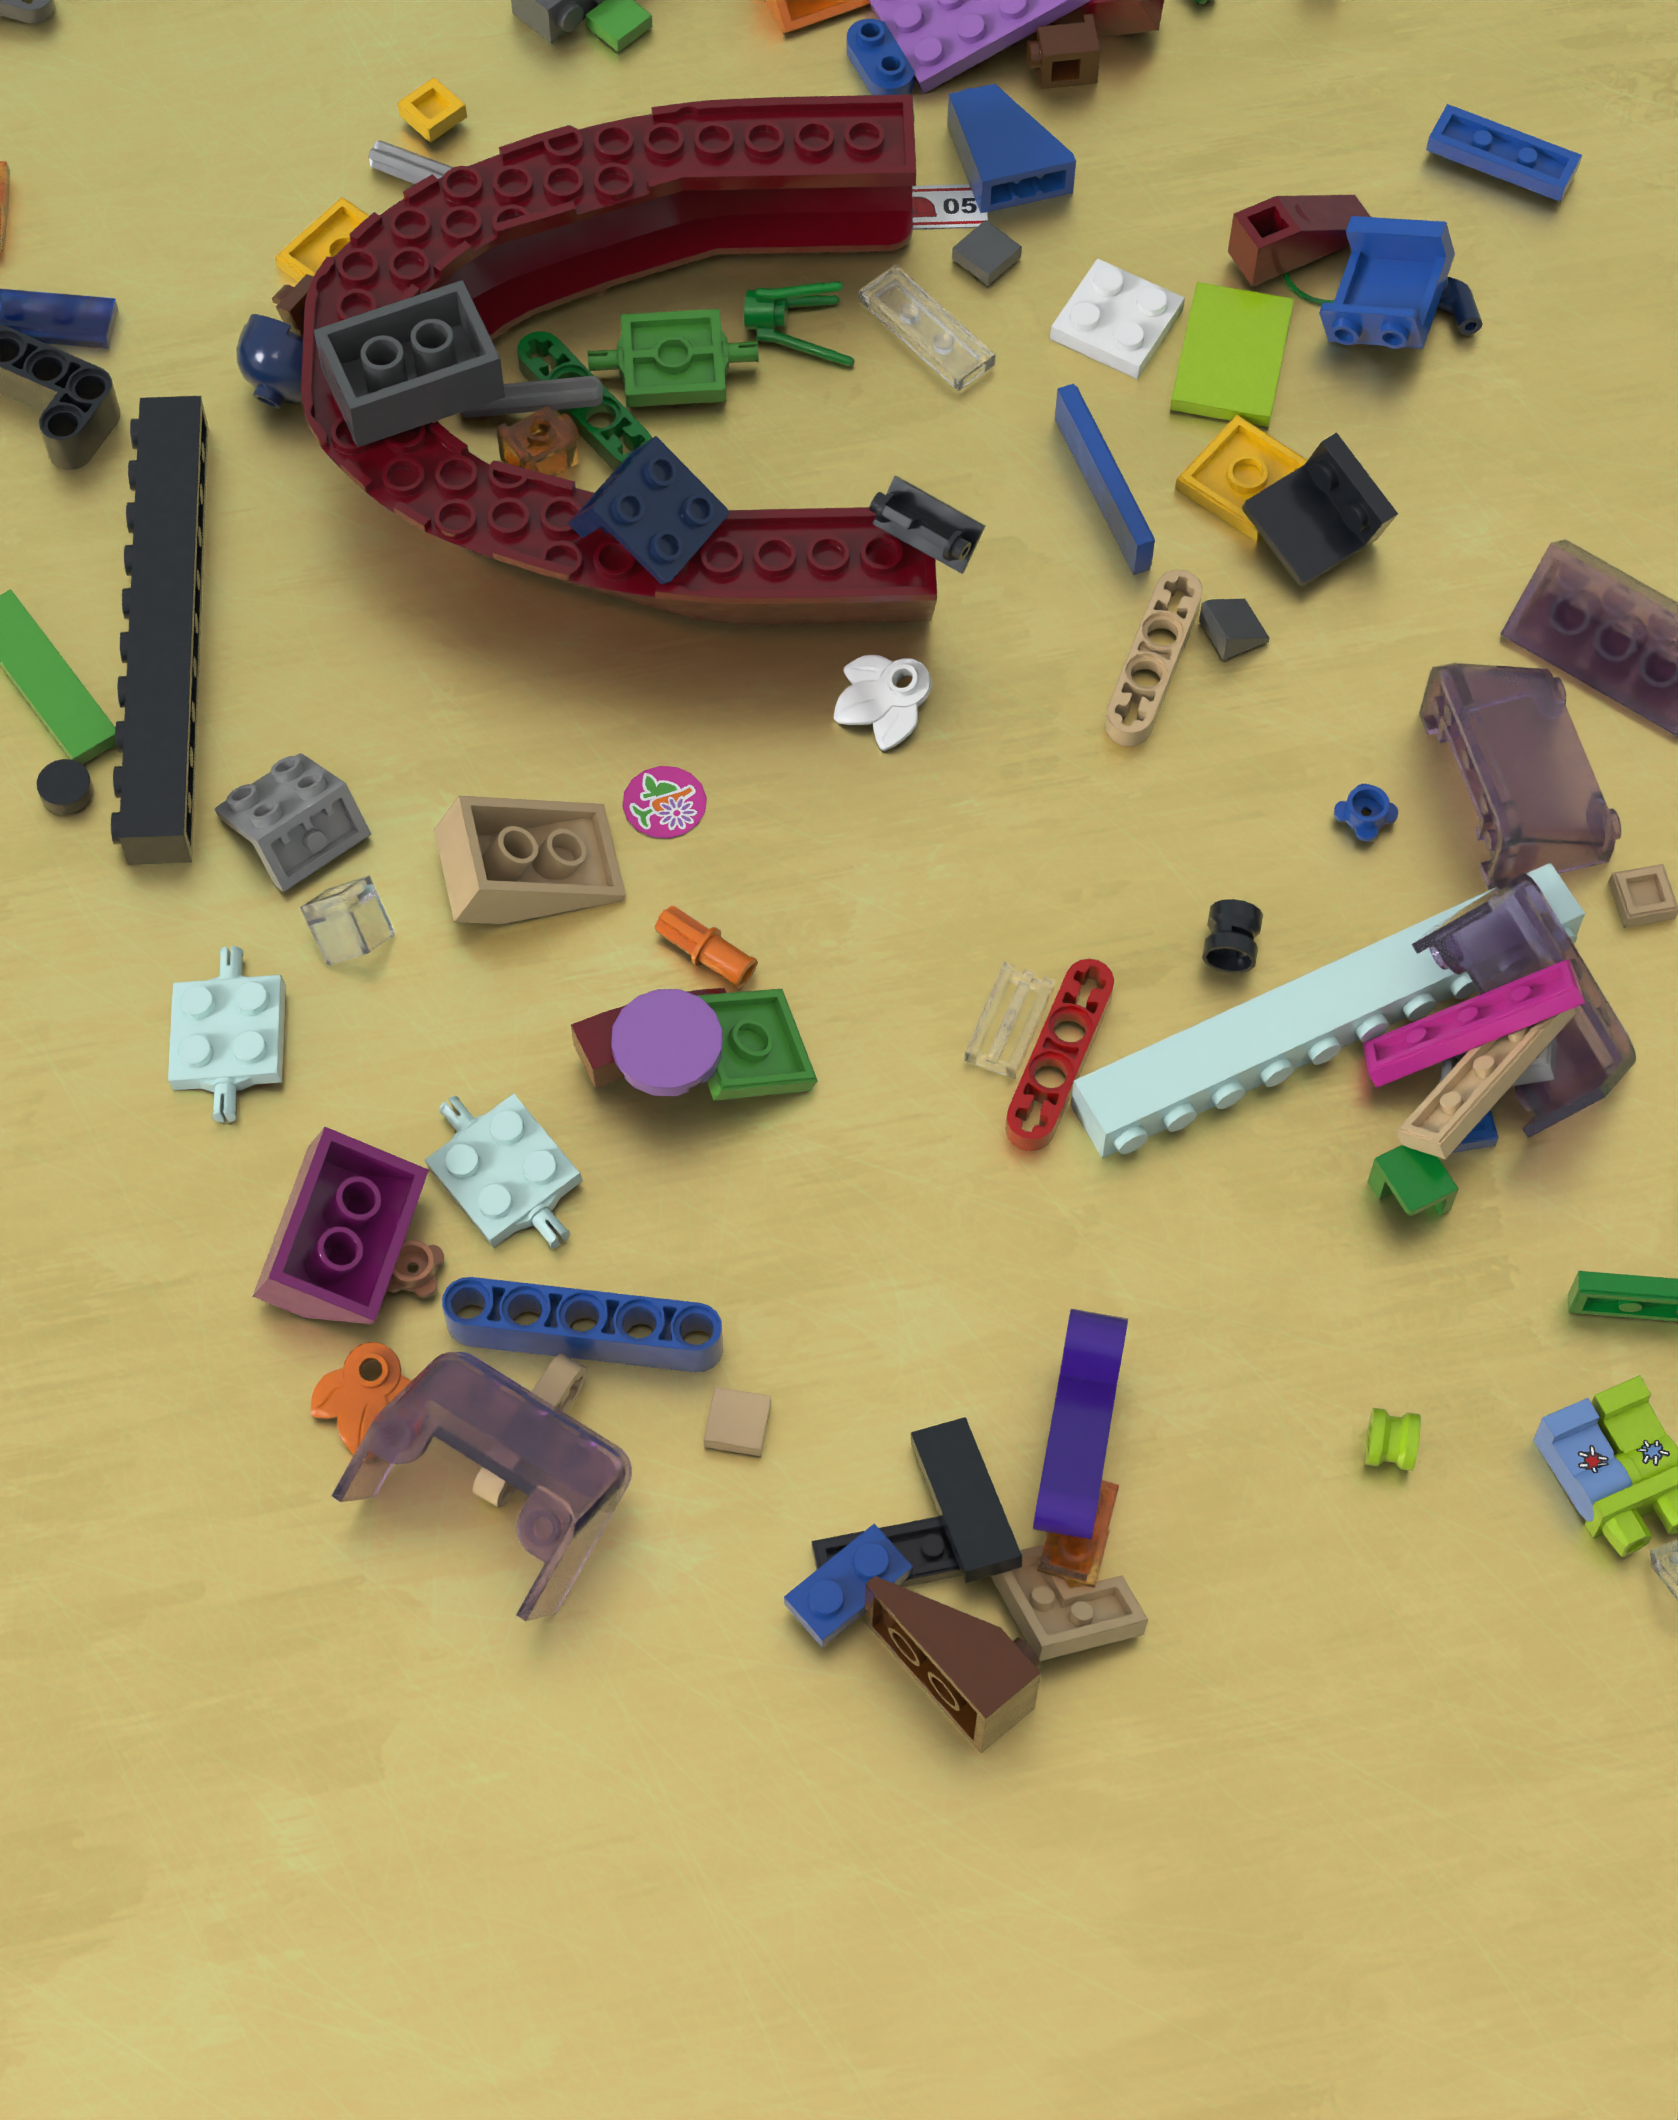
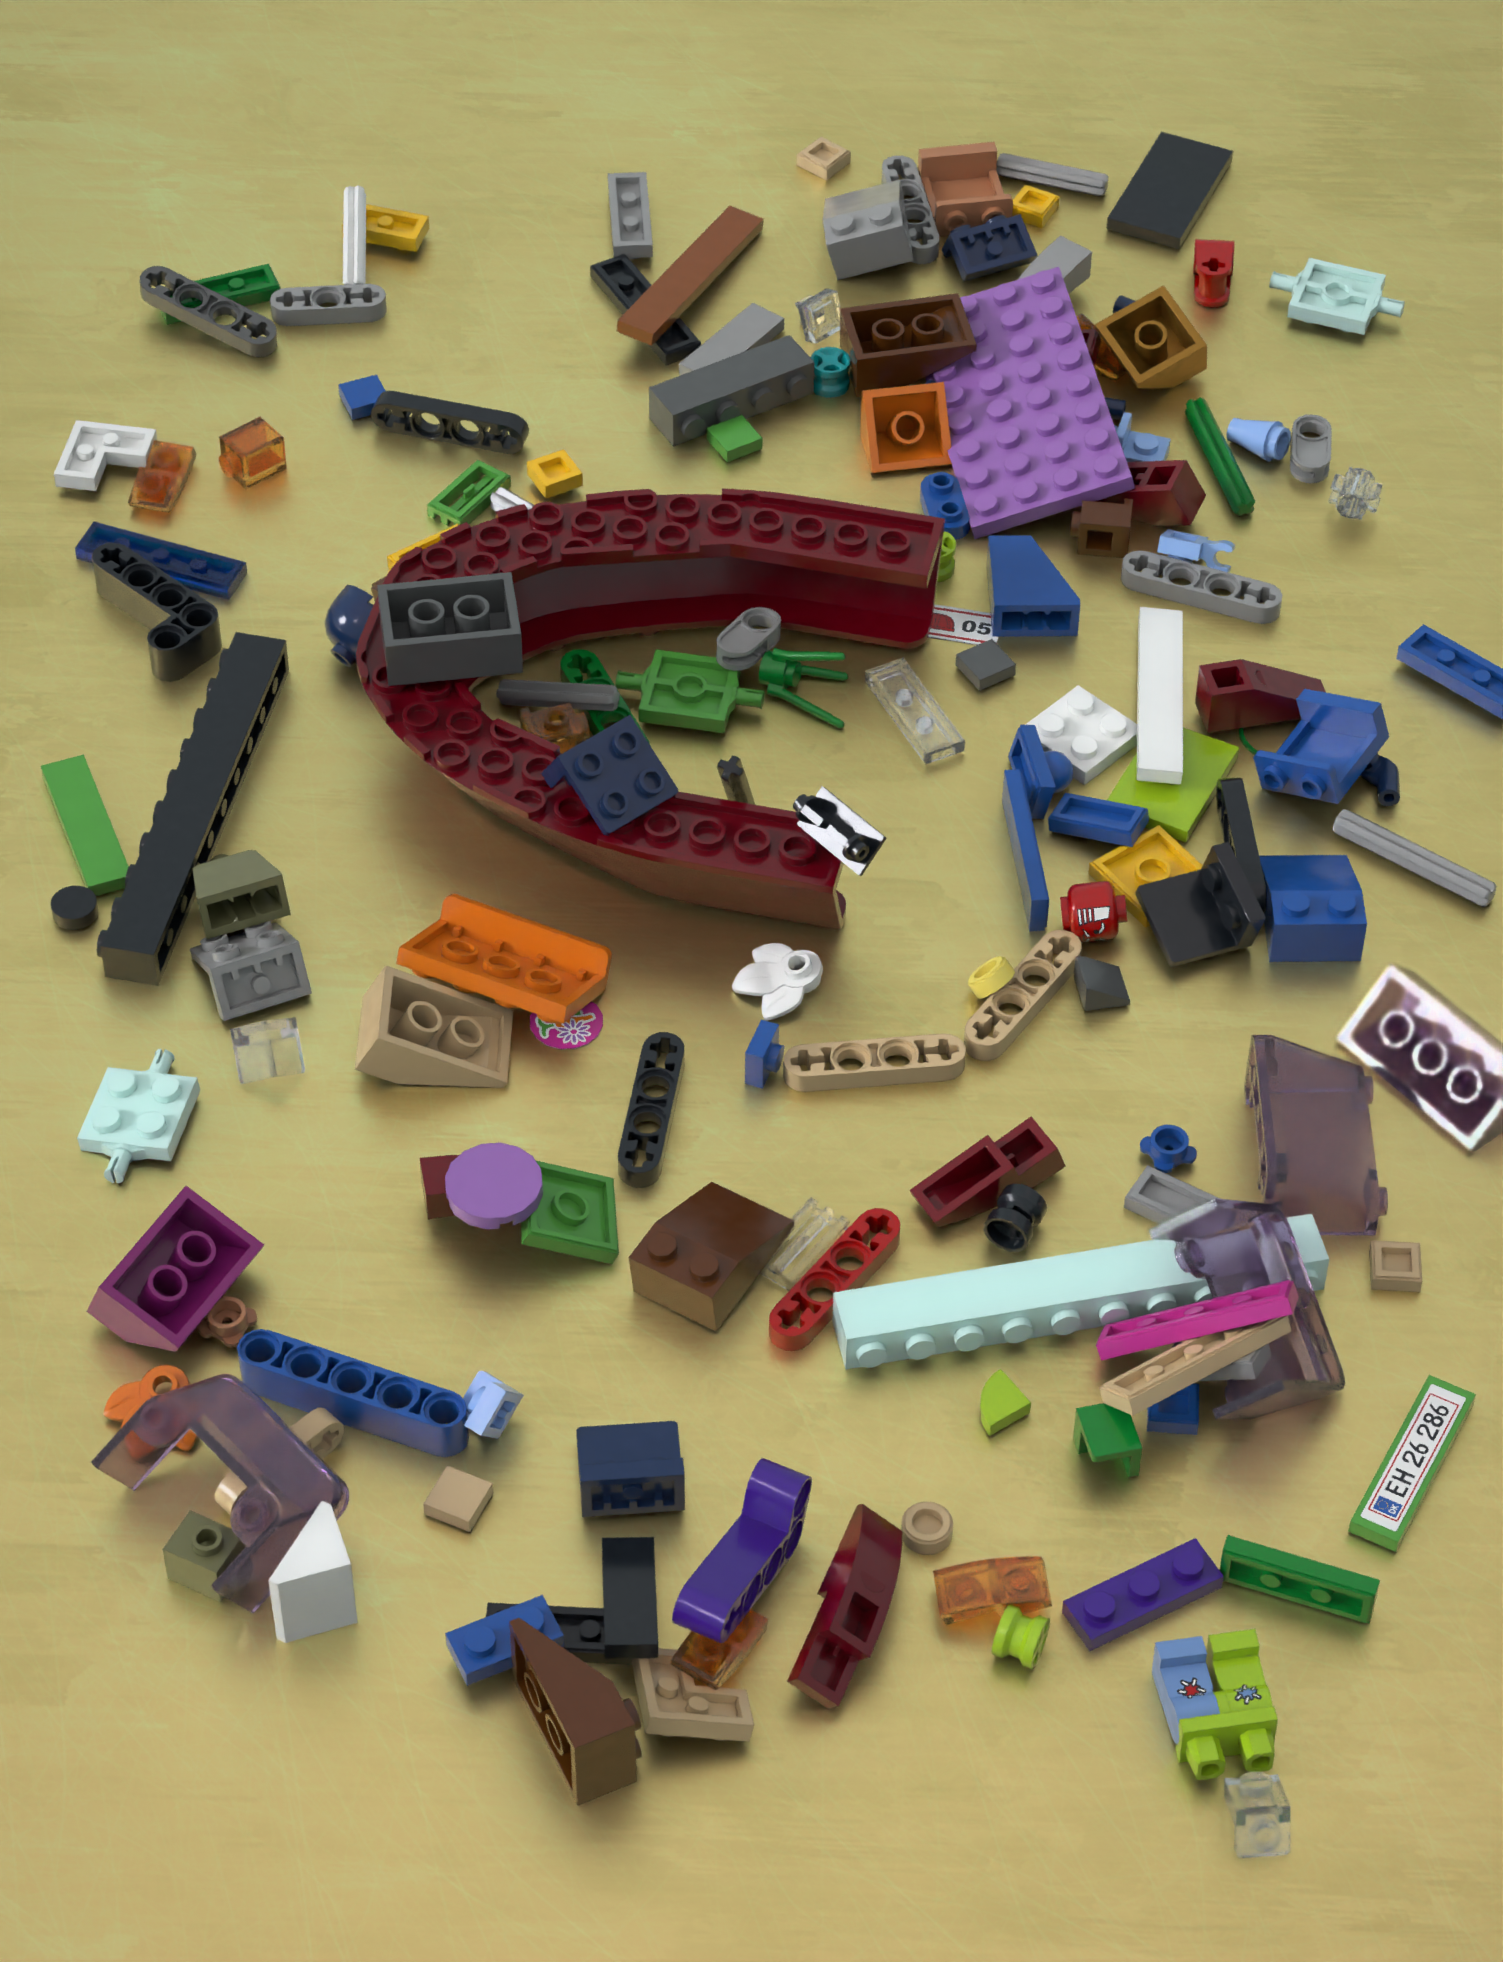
camera: 15 degrees right, 15 degrees down
(76, 154) = (252, 453): none -> clear orange brick
(180, 52) = (360, 395): none -> blue tile
(221, 67) = (449, 416): none -> black beam
(251, 730) = (238, 892): none -> olive torso
(344, 187) = (475, 497): none -> bright green tile
(488, 1566) = (200, 1553): none -> olive brick
(504, 1171) = (330, 1266): light aqua plate -> none
(582, 747) = (509, 959): none -> orange bracket
(628, 1570) = (313, 1581): none -> white slope
(706, 946) = (560, 1133): orange axle -> none
(719, 289) = (743, 646): none -> light grey piece
(739, 1302) = (490, 1405): none -> light blue bracket
(787, 487) = (735, 780): none -> black axle
(793, 892) = (650, 1108): none -> black beam
(901, 798) = (763, 1054): none -> blue plate
(914, 1339) = (630, 1469): none -> dark blue bracket
(917, 1057) = (706, 1254): none -> reddish brown slope
(1015, 770) = (875, 1068): none -> tan beam
(1096, 373) = (1042, 771): none -> blue tile
(1116, 646) = (990, 977): none -> light yellow tile
(1162, 58) = (1194, 547): none -> light blue plate
(1170, 423) = (1098, 819): none -> blue tile
(1186, 889) = (980, 1173): none -> dark red slope
(1190, 112) = (1199, 592): none -> light grey beam
(1192, 254) = (1160, 696): none -> white tile
(1202, 540) = (1093, 911): none -> red head
(1213, 1444) = (853, 1608): none -> dark red slope
(1250, 1330) = (927, 1528): none -> tan tile
(1283, 1161) = (1001, 1403): none -> lime tile
(1326, 403) = (1239, 832): none -> black beam
(1344, 1389) = (991, 1586): none -> clear orange slope
(1396, 877) = (1163, 1196): none -> light grey tile
(1431, 477) = (1313, 909): none -> blue slope
(1498, 1352) = (1142, 1594): none -> dark purple plate
(1518, 394) = (1414, 858): none -> light grey axle

